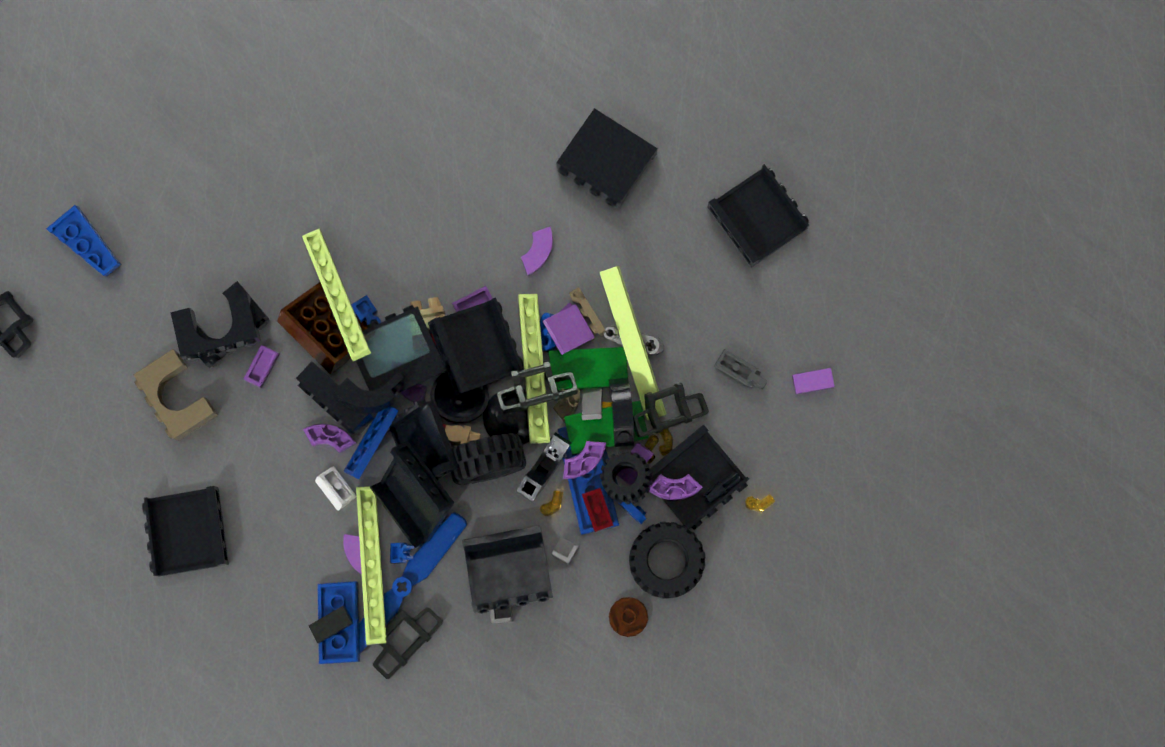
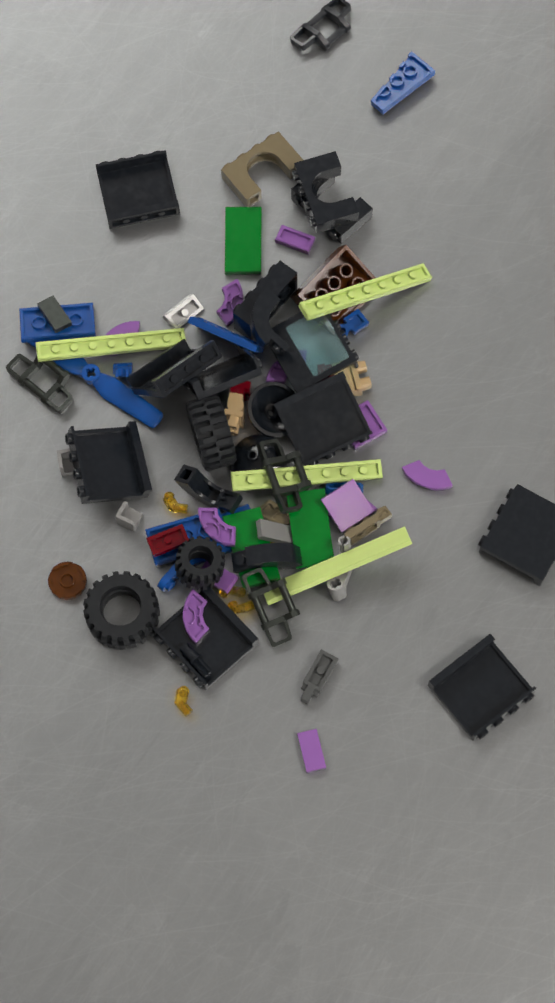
camera: 85 degrees right, 10 degrees down
(257, 420) = (243, 240): none -> green tile

